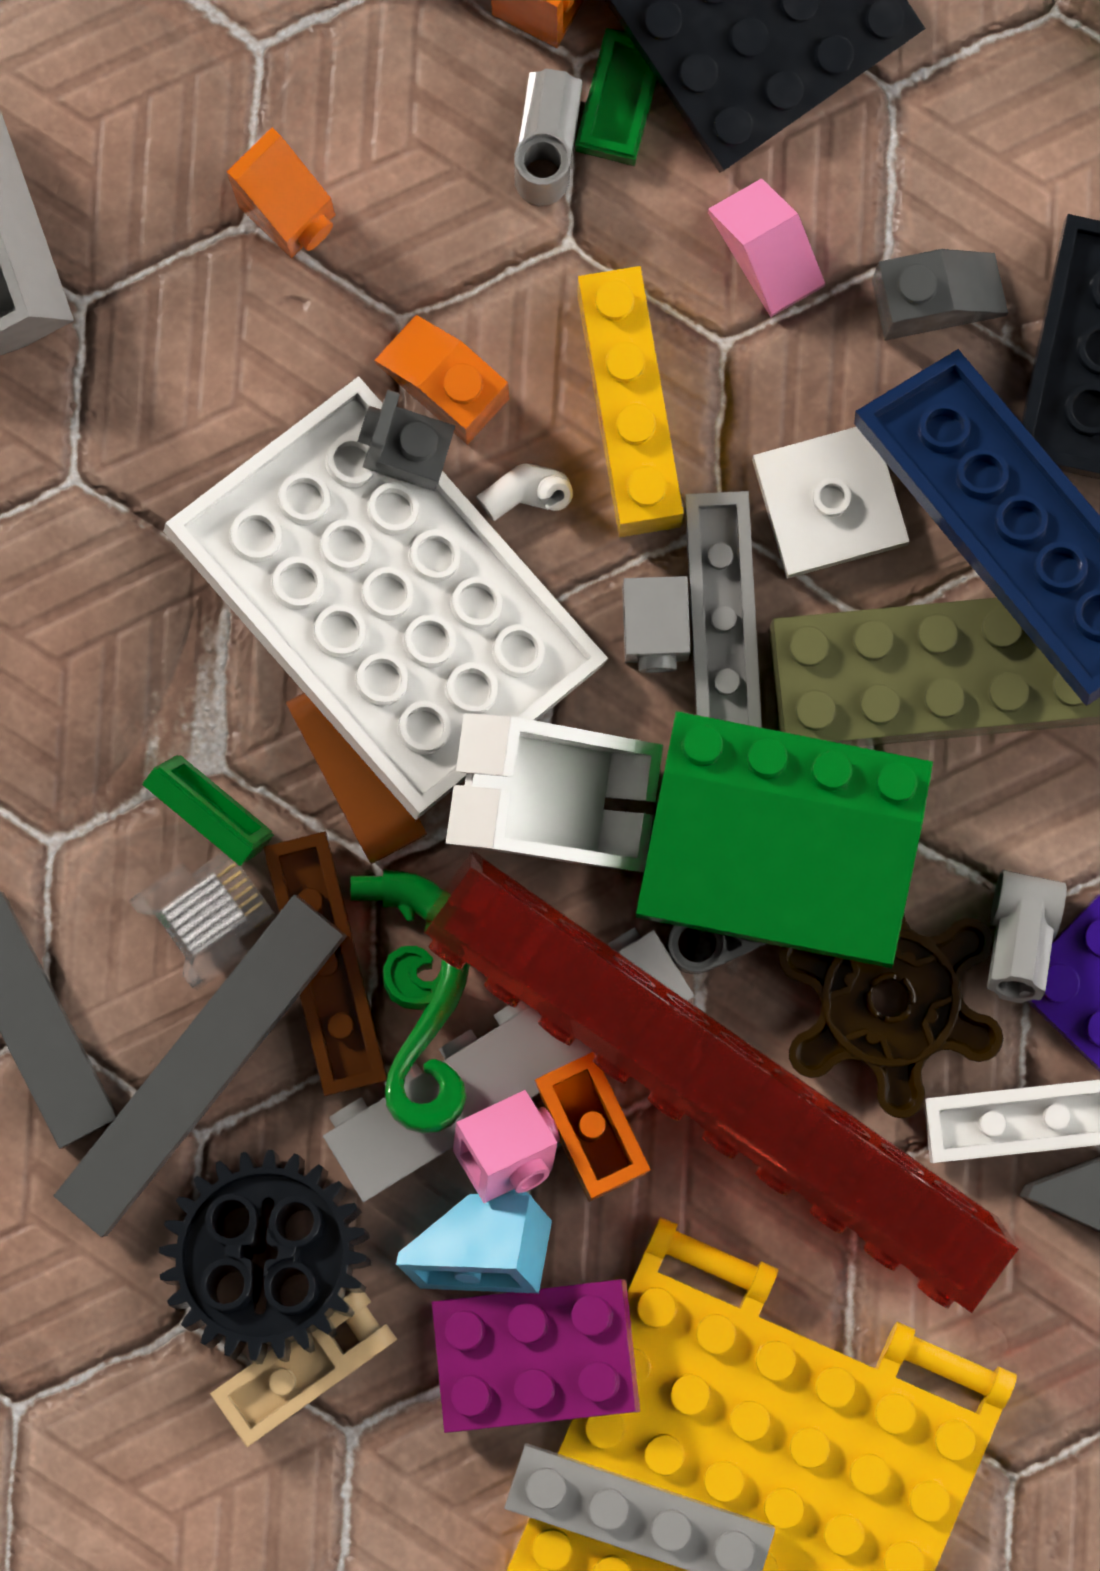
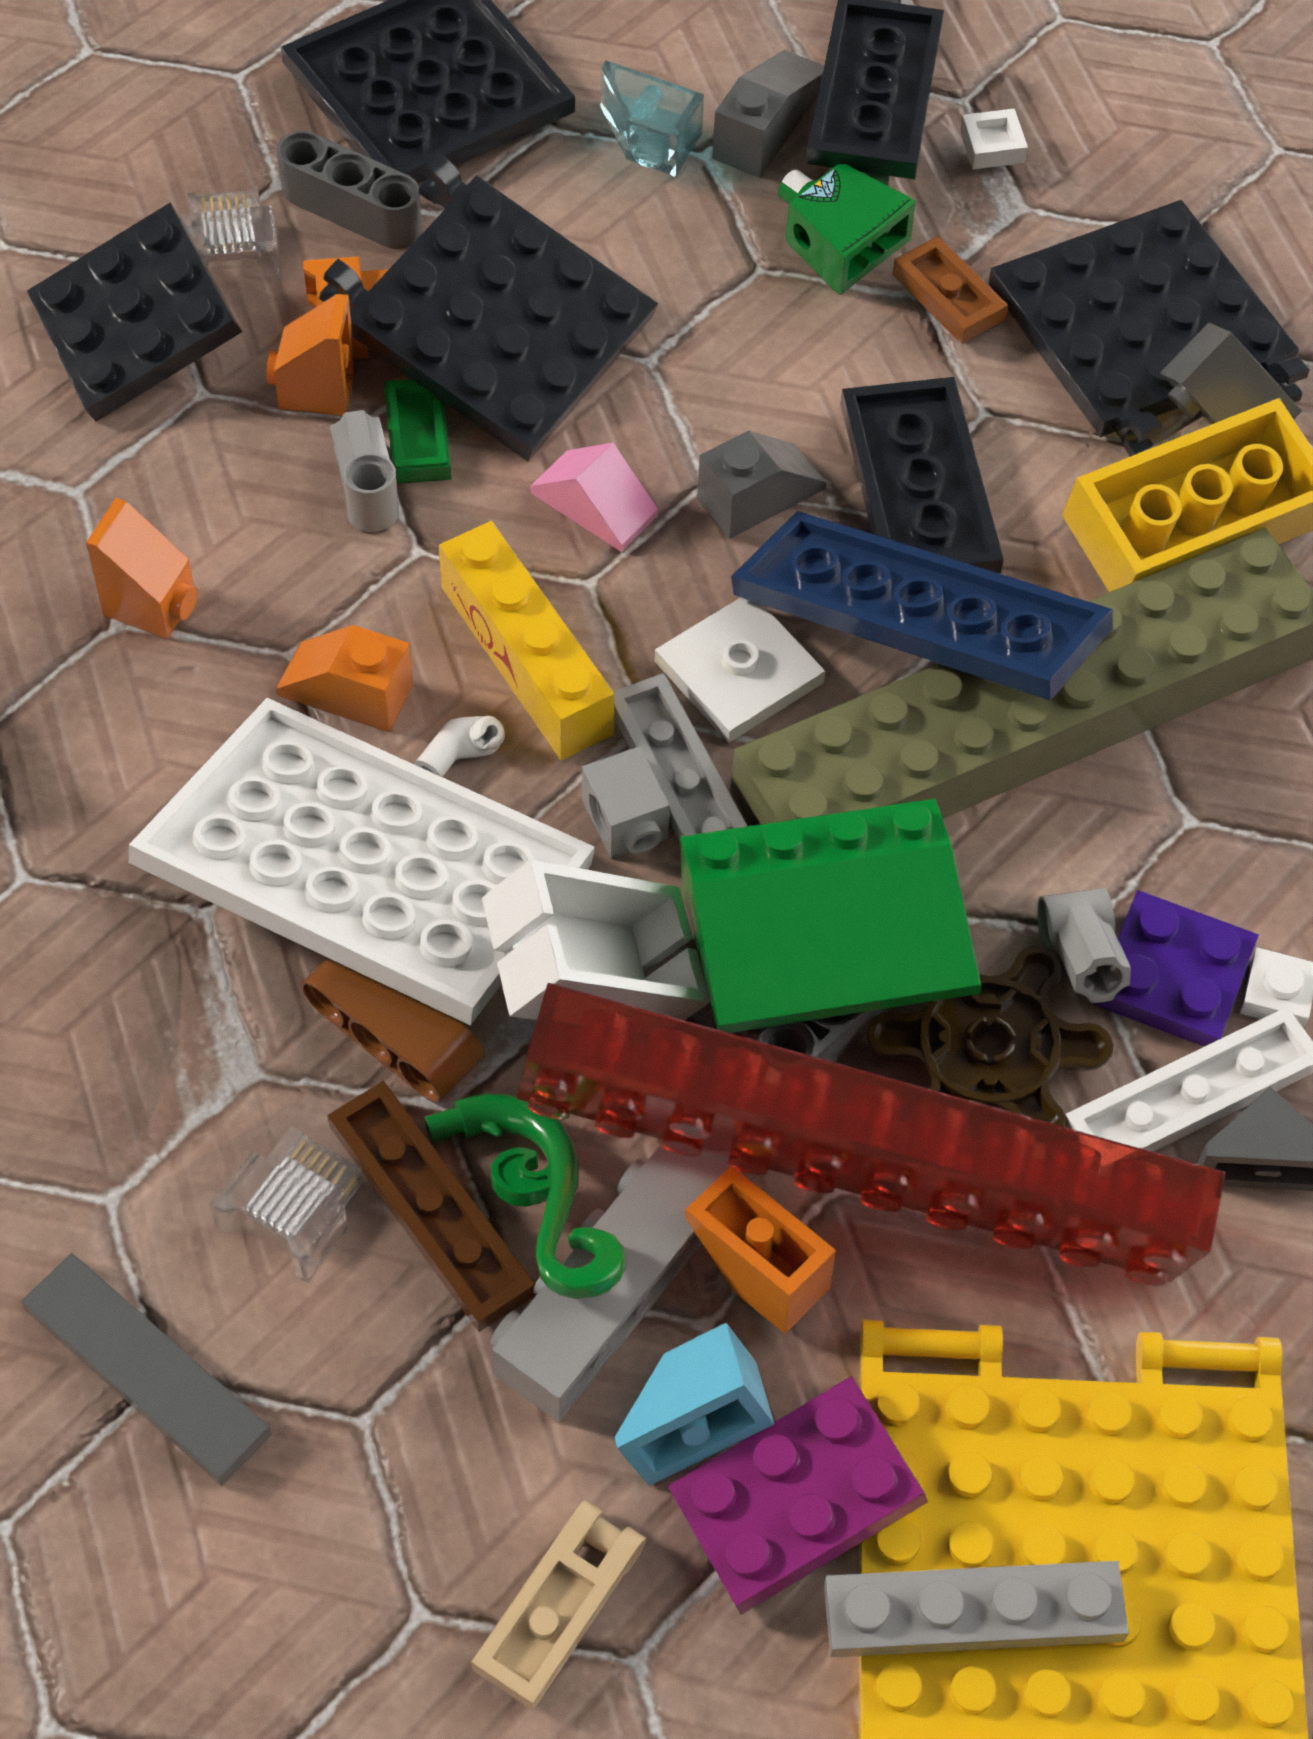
camera: 25 degrees left, 25 degrees down
(200, 1065) = (336, 1345): dark grey tile -> none
(207, 1256) = (414, 1522): black gear -> none
(208, 809) = (258, 1101): green tile -> none
(405, 443) = (331, 728): dark grey bracket -> none
(507, 1146) = (681, 1284): bright pink brick -> none

